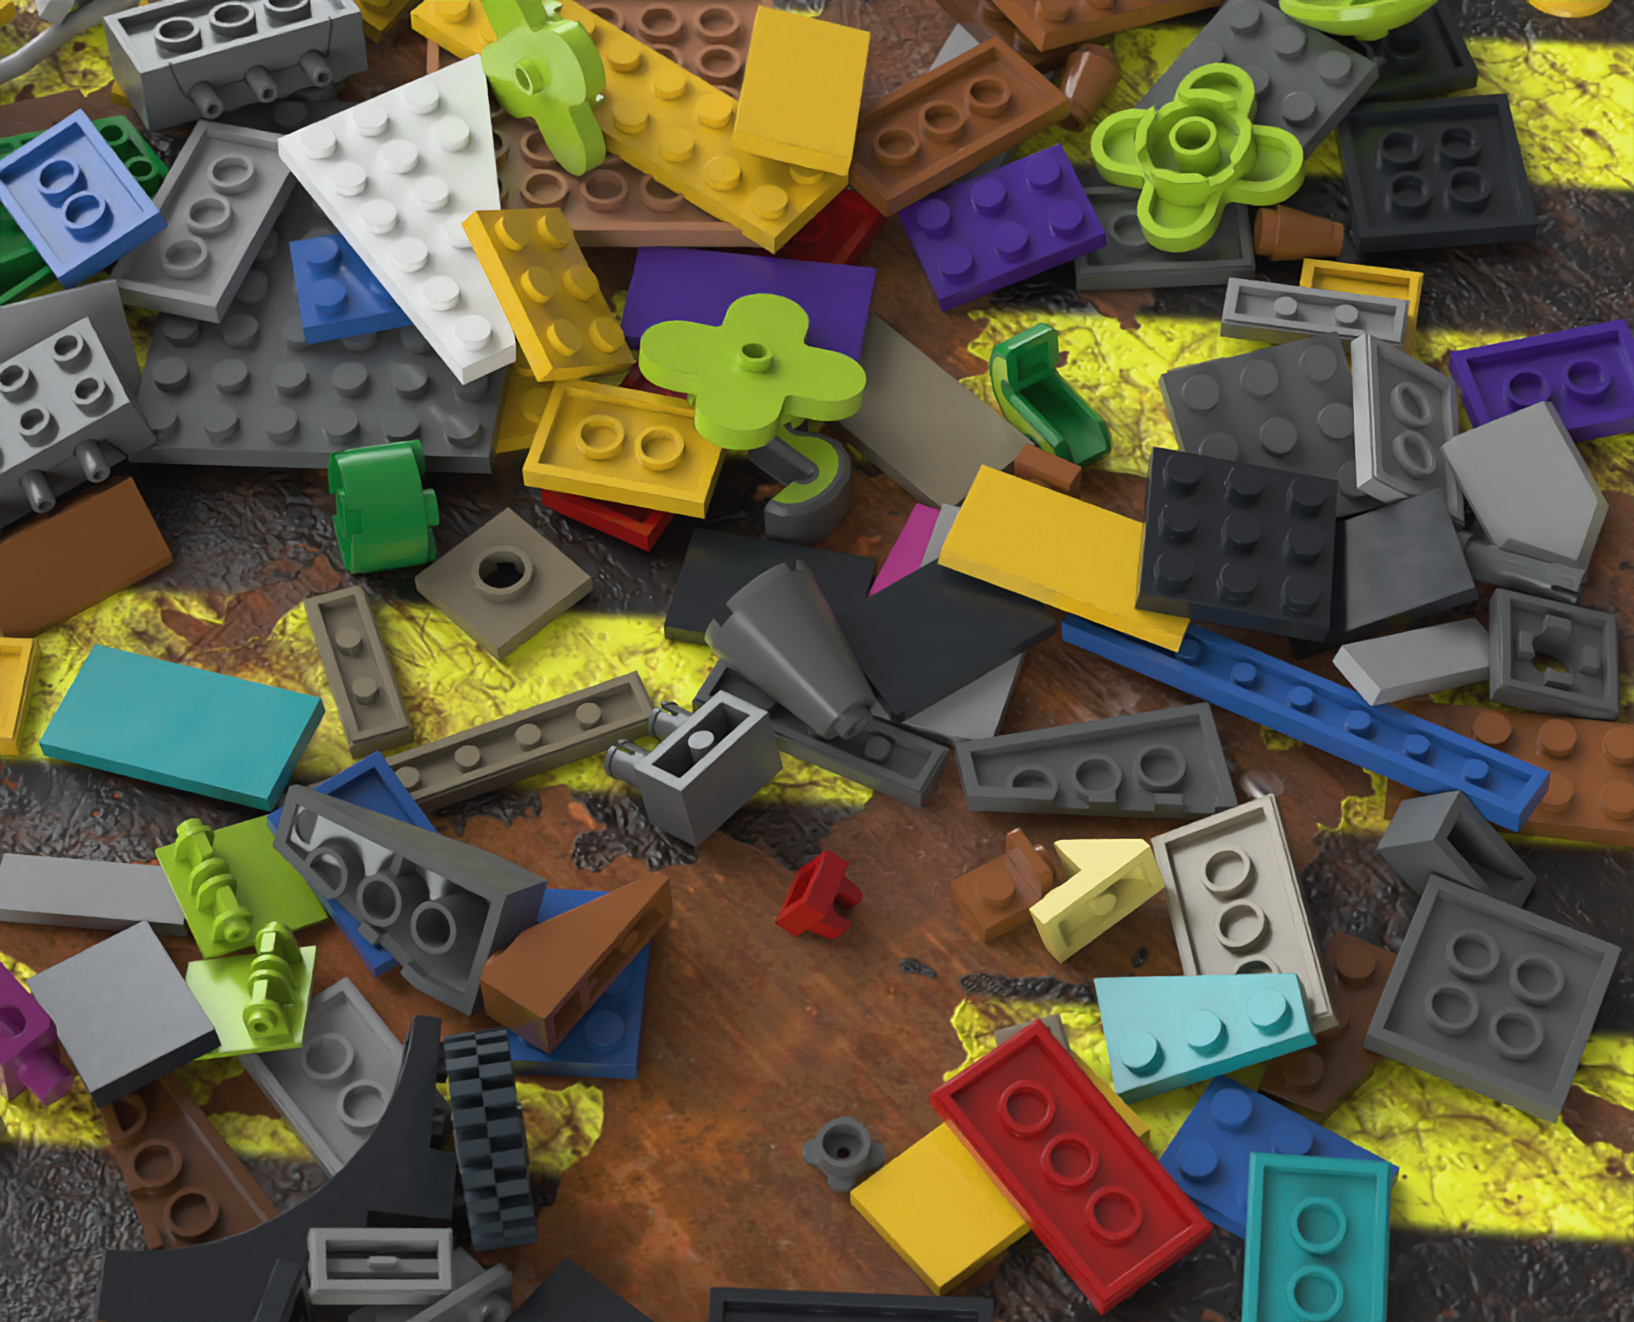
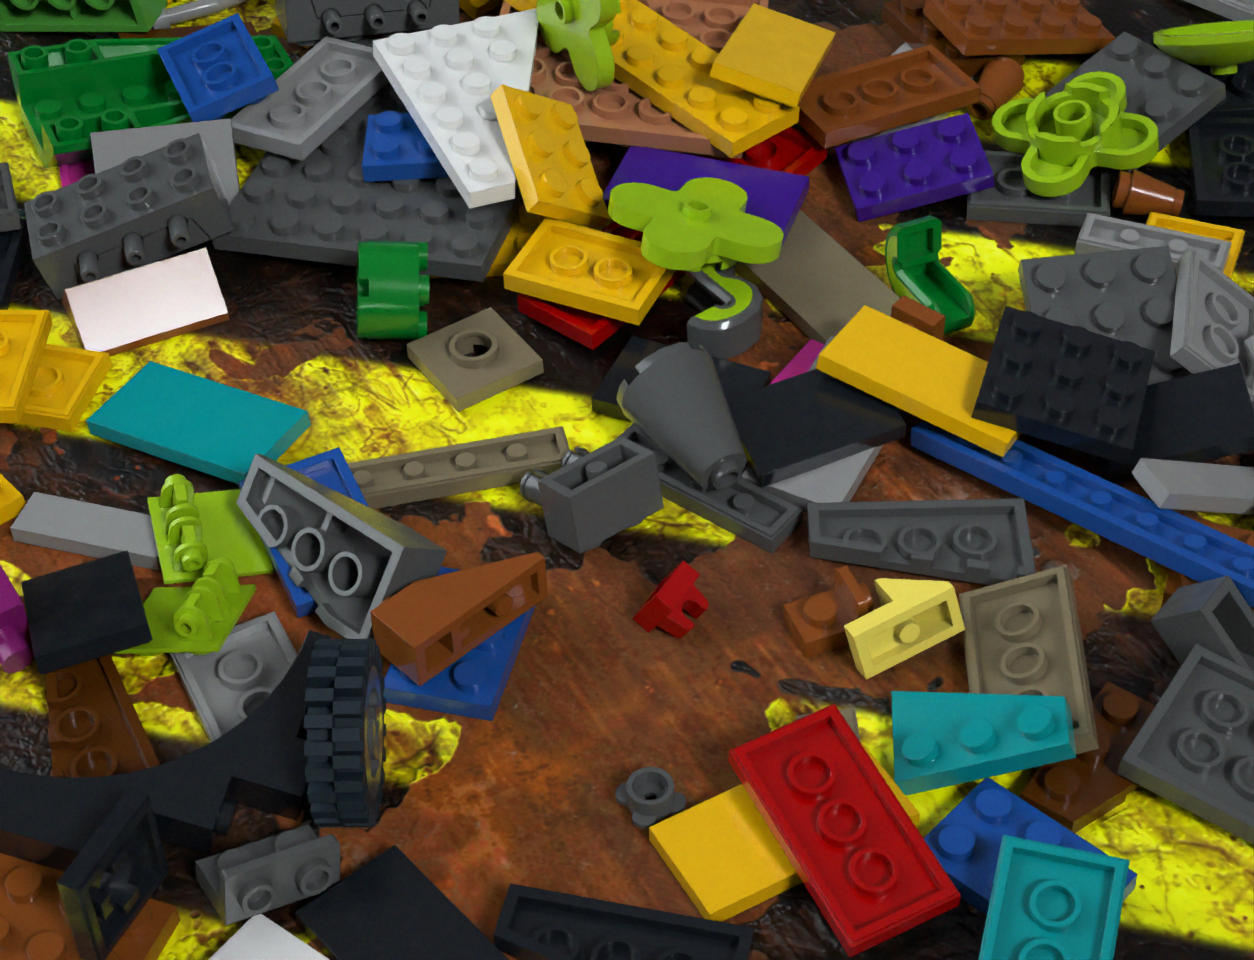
camera: 10 degrees right, 10 degrees down
(358, 671) = (347, 402): dark tan tile -> none
(380, 1291) = (227, 829): light grey tile -> none

